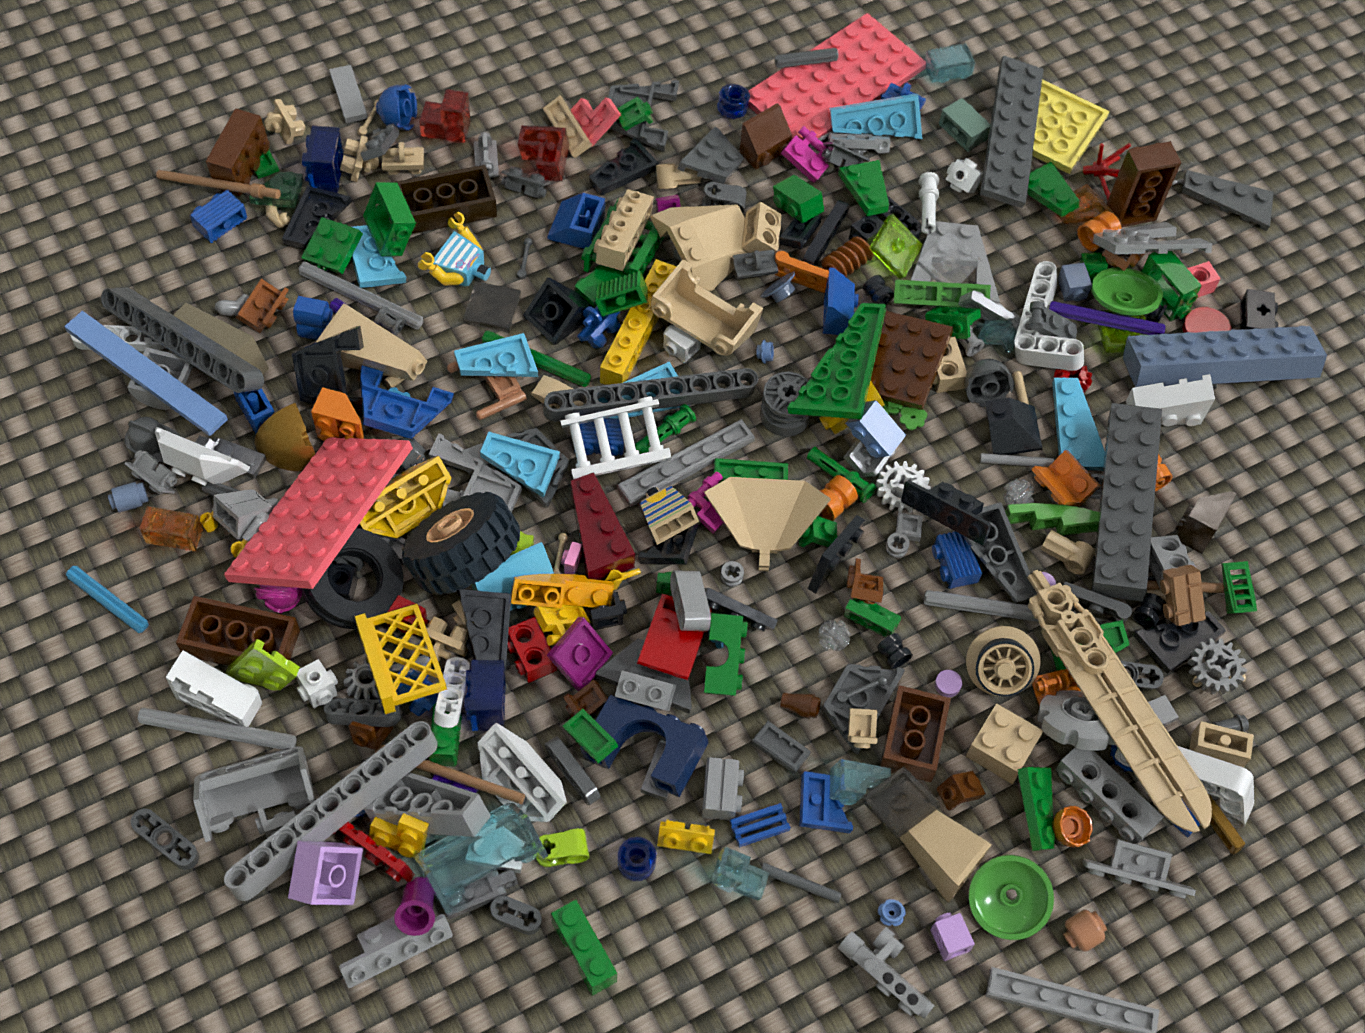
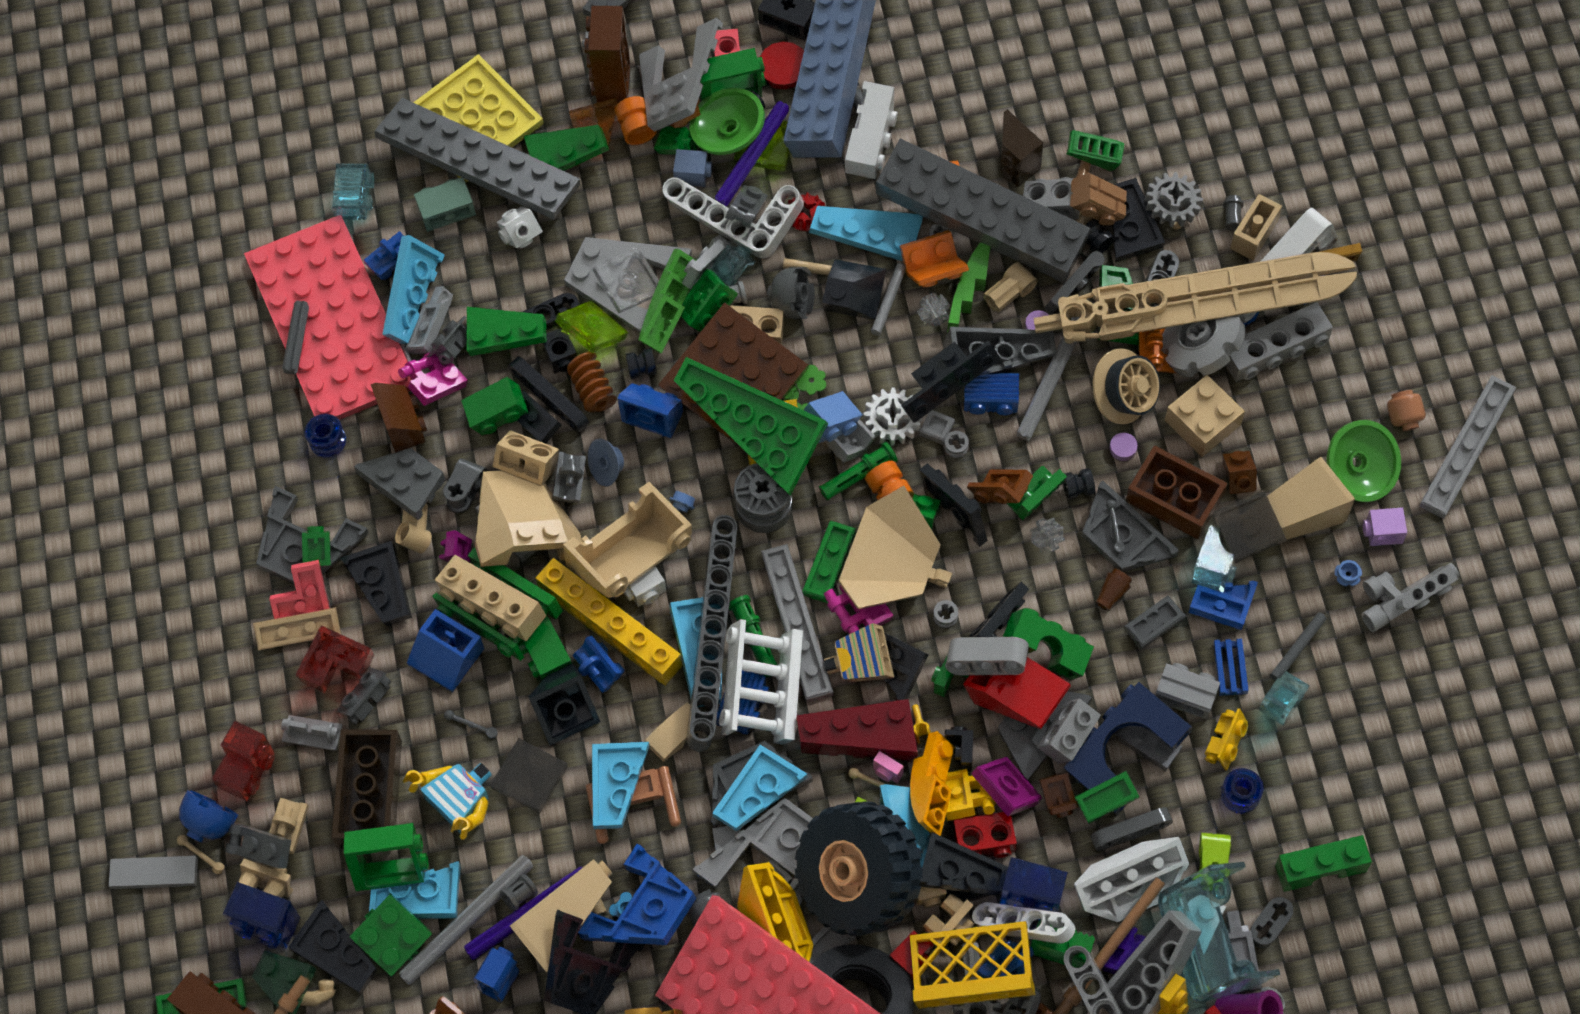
camera: 65 degrees left, 5 degrees up
(282, 121) = (175, 958): tan hips -> none
(335, 416) = (643, 973): orange slope -> none
(550, 364) = (623, 735): green axle -> none
(621, 293) = (579, 624): green brick -> none
(805, 273) = (605, 419): orange plate -> none
(862, 727) = (1161, 537): tan bracket -> none
(928, 195) = (531, 272): white pin -> none
(1038, 805) = (1277, 407): green wing -> none
(1072, 826) = (1303, 385): orange hair -> none
(1101, 168) = (554, 91): red plant -> none
(1141, 864) = (1355, 340): light grey bracket -> none
(1163, 710) = (1201, 263): light grey tile -> none

